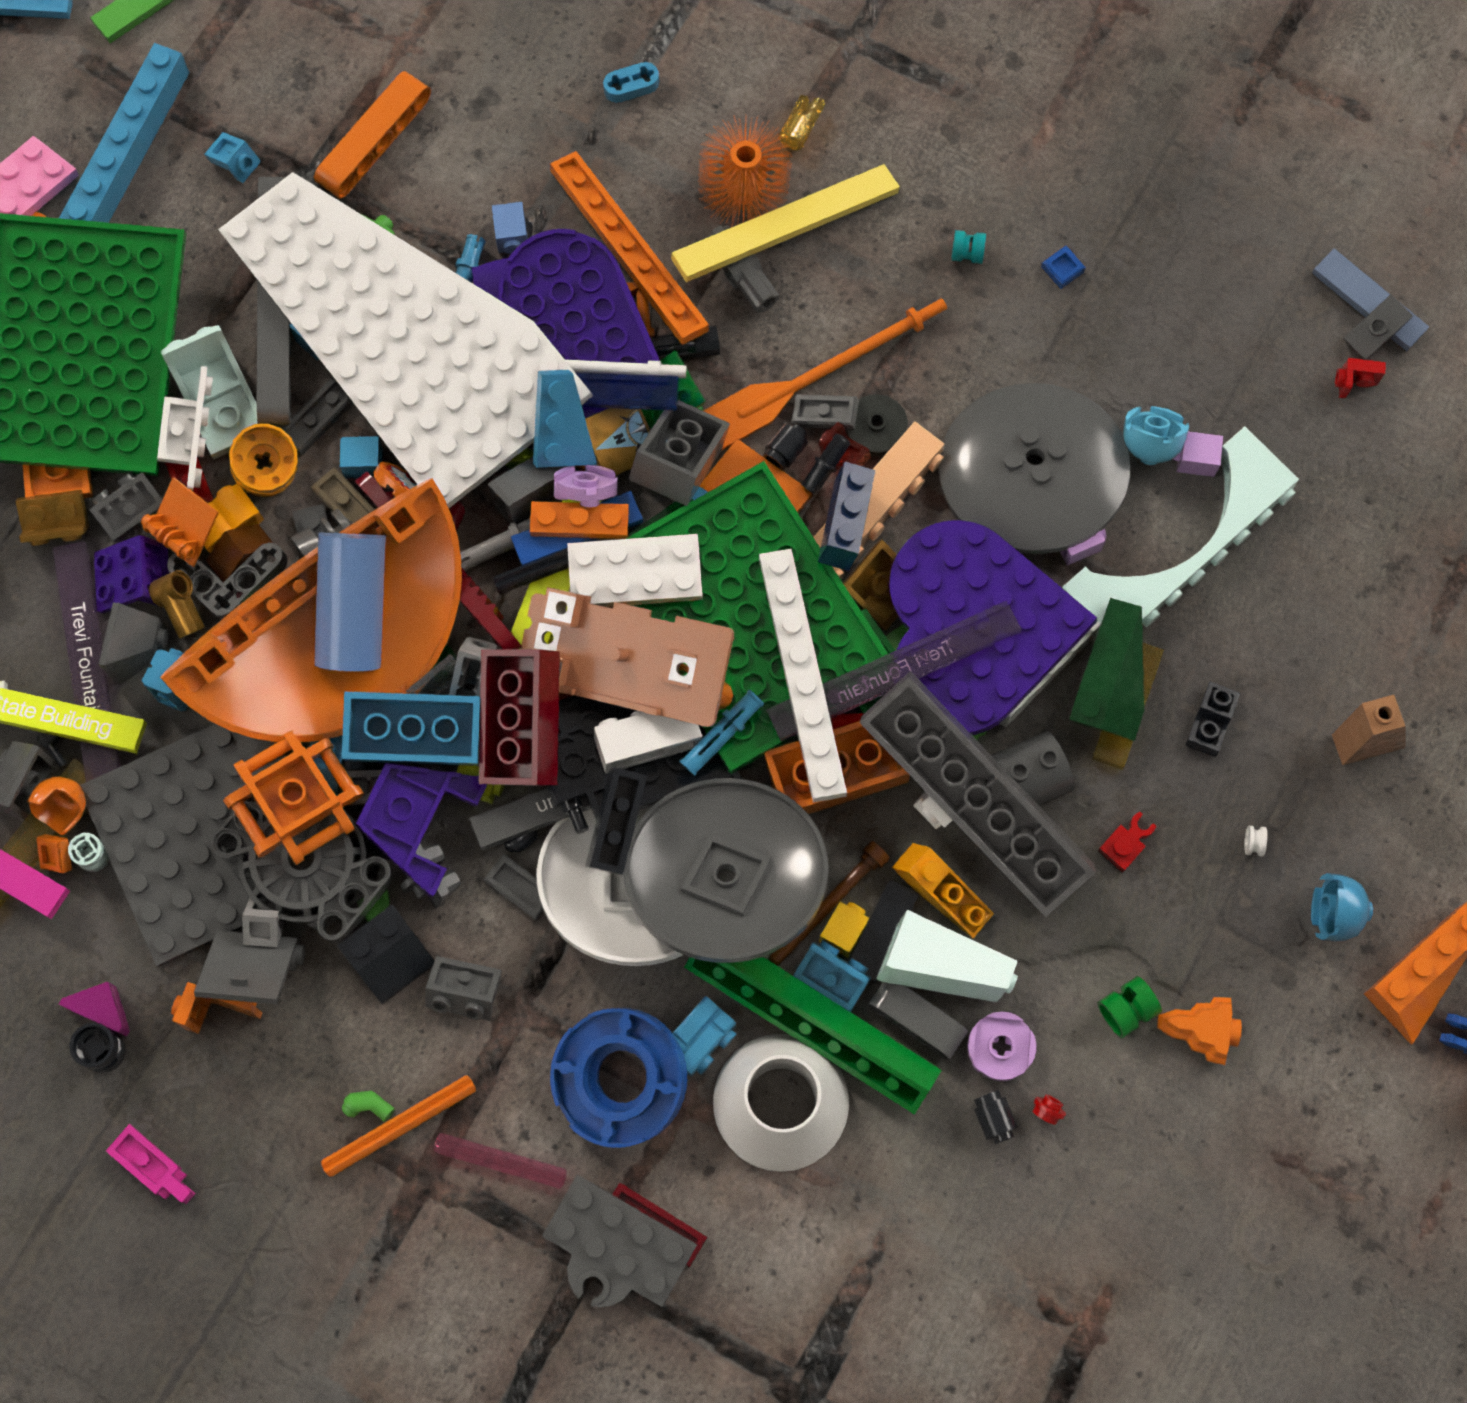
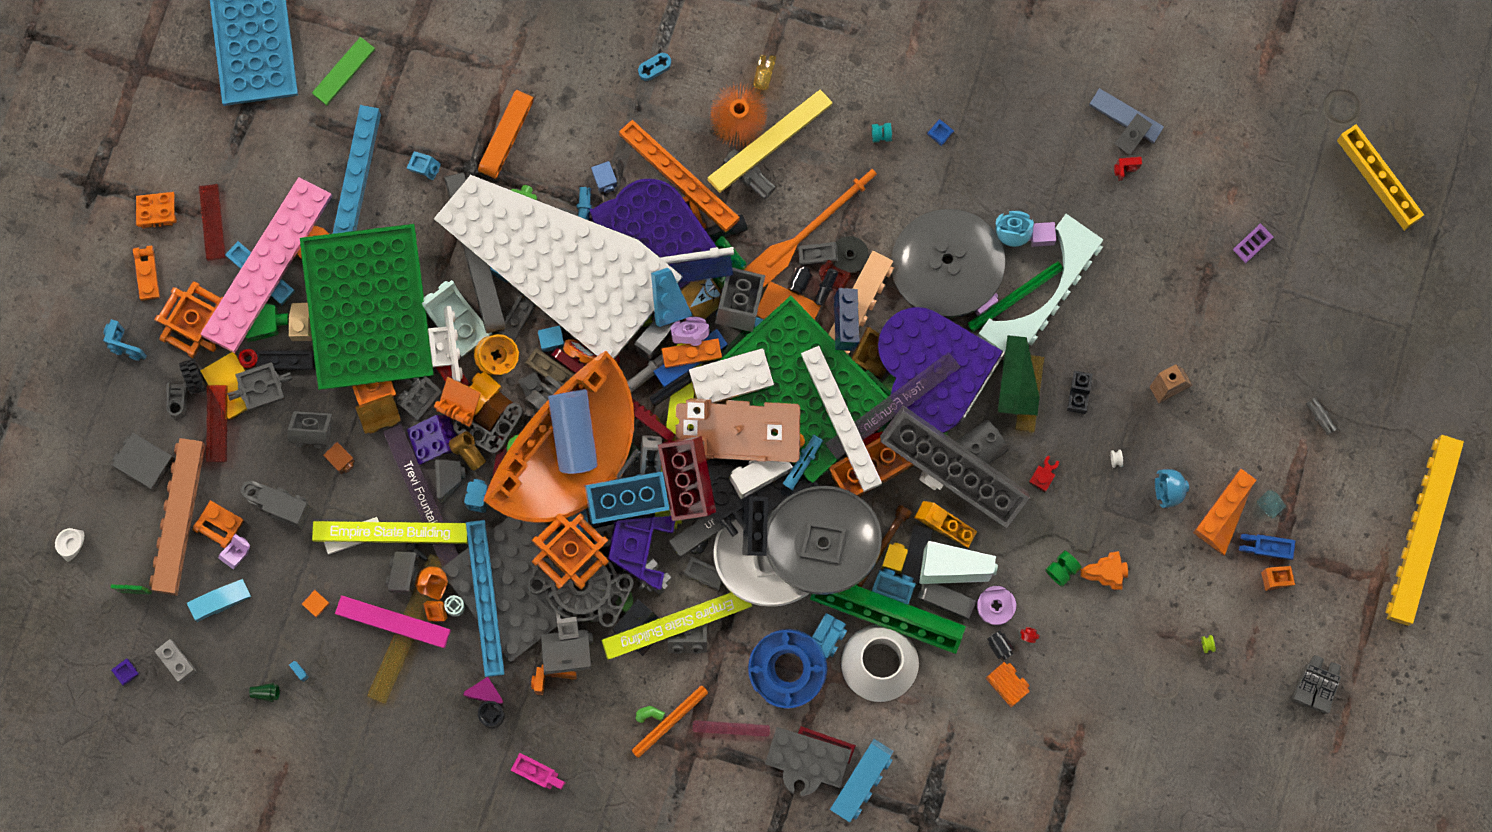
camera: 15 degrees left, 5 degrees up
(138, 850) = (485, 598): none -> dark azure tile
(440, 960) = (673, 624): none -> neon yellow tile
(703, 1302) = (861, 781): none -> dark azure wedge
(995, 1187) = (1008, 684): none -> orange brick
(1137, 542) = (1015, 296): none -> green axle
(1359, 1192) = (1208, 644): none -> lime bush

